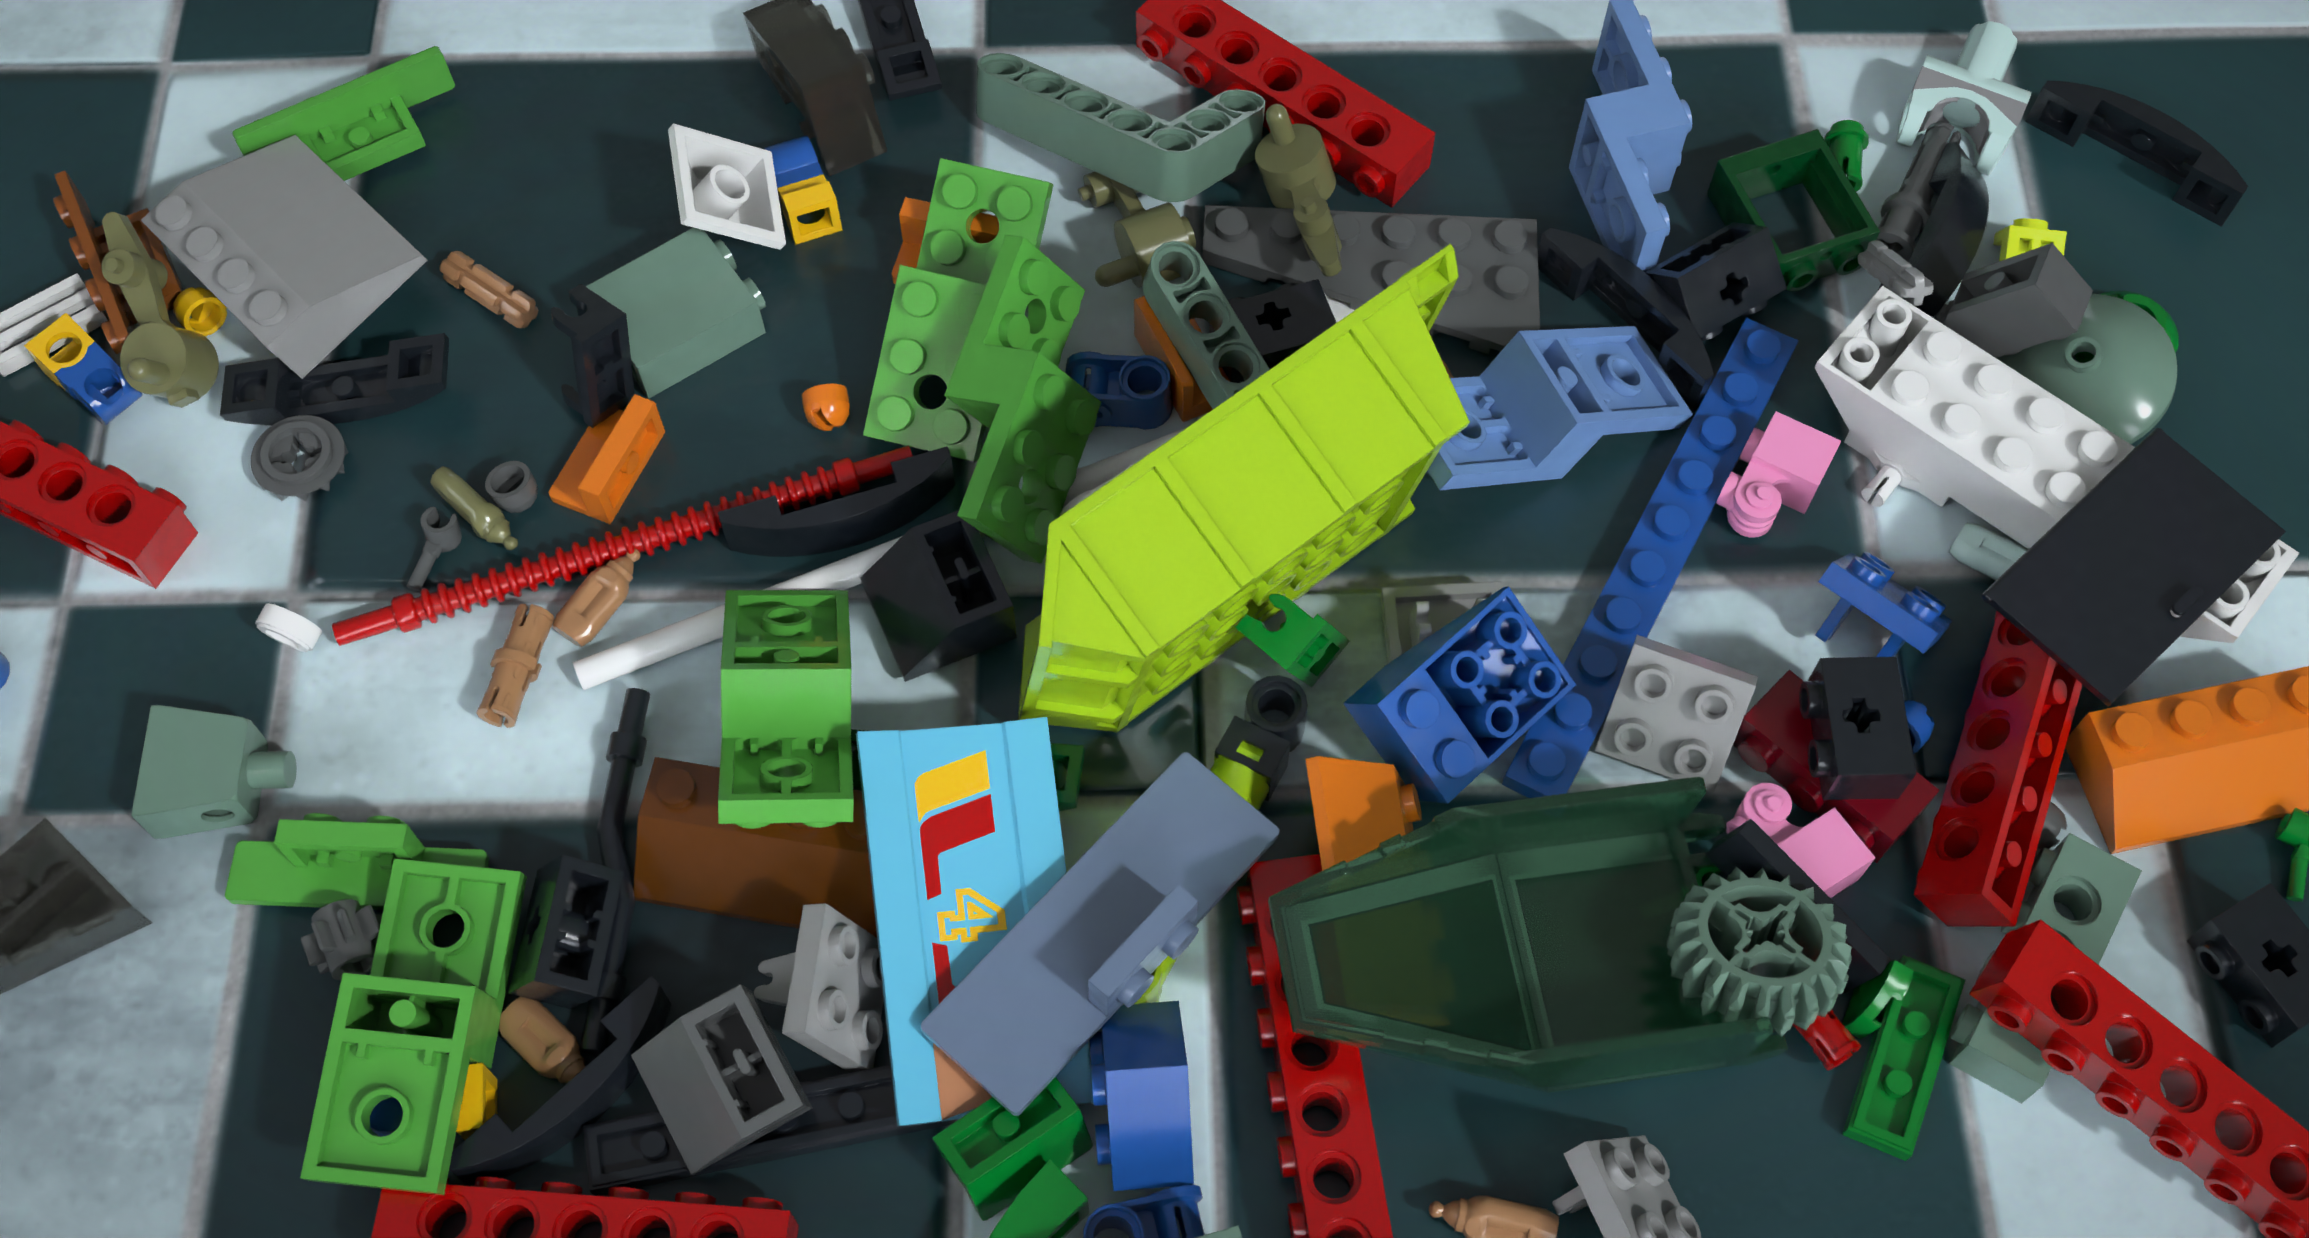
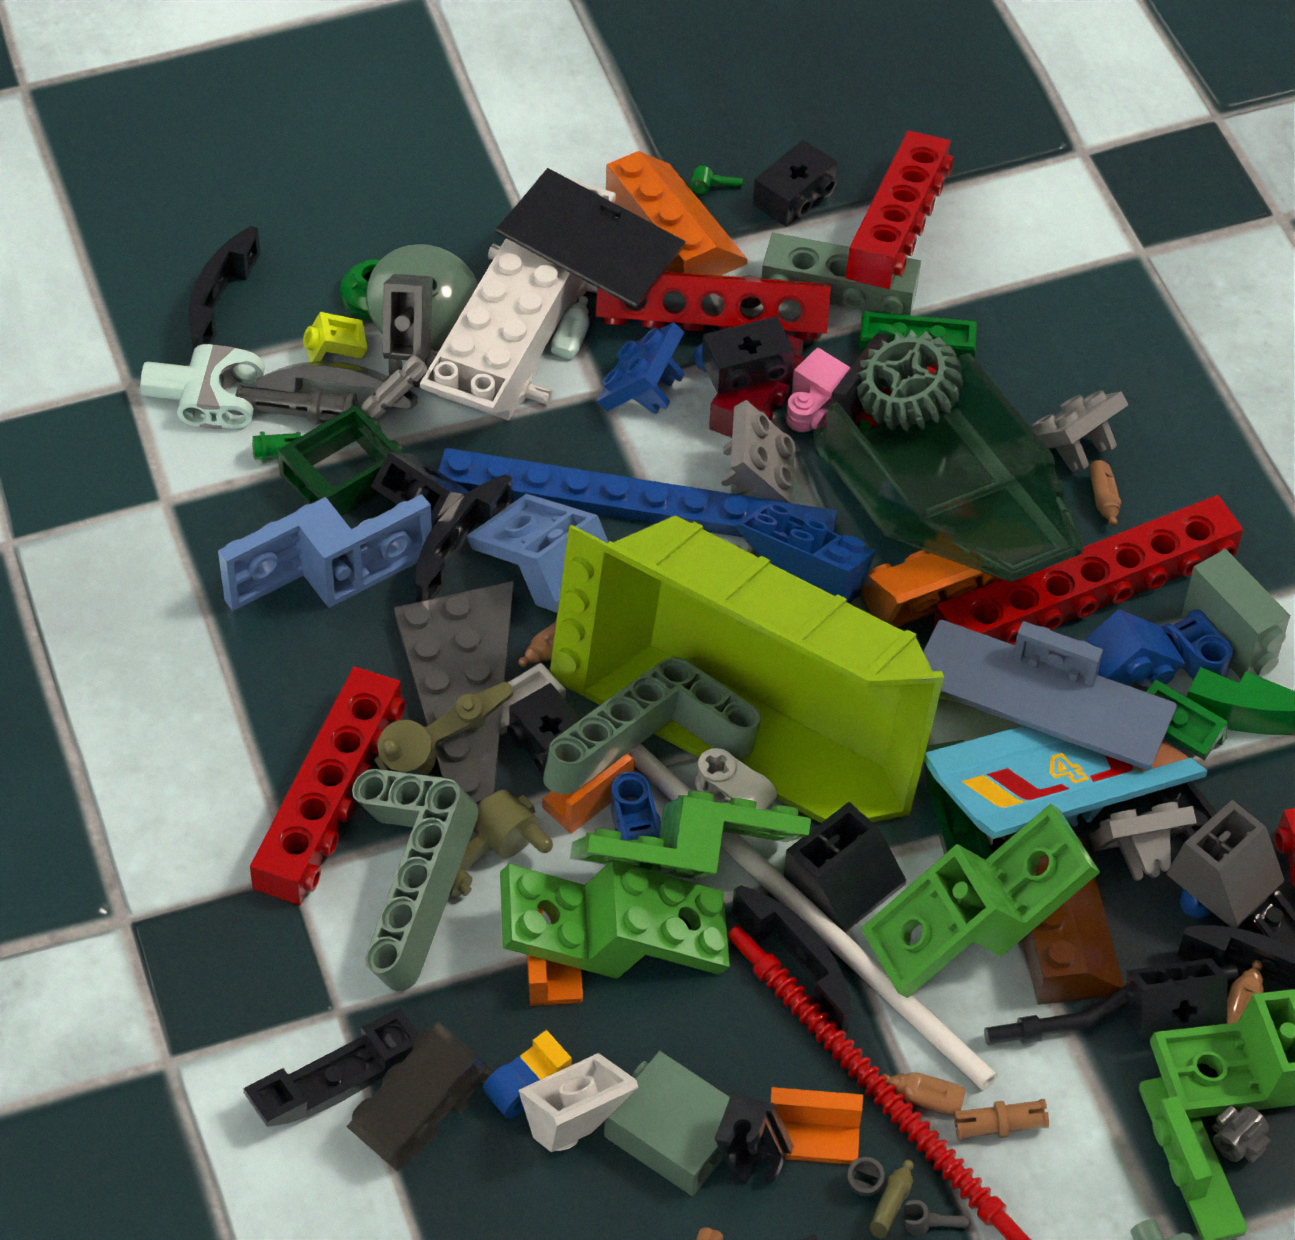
camera: 110 degrees left, 10 degrees down
(826, 406) = (713, 998): orange hinge -> none
(1782, 469) = (550, 440): bright pink brick -> none

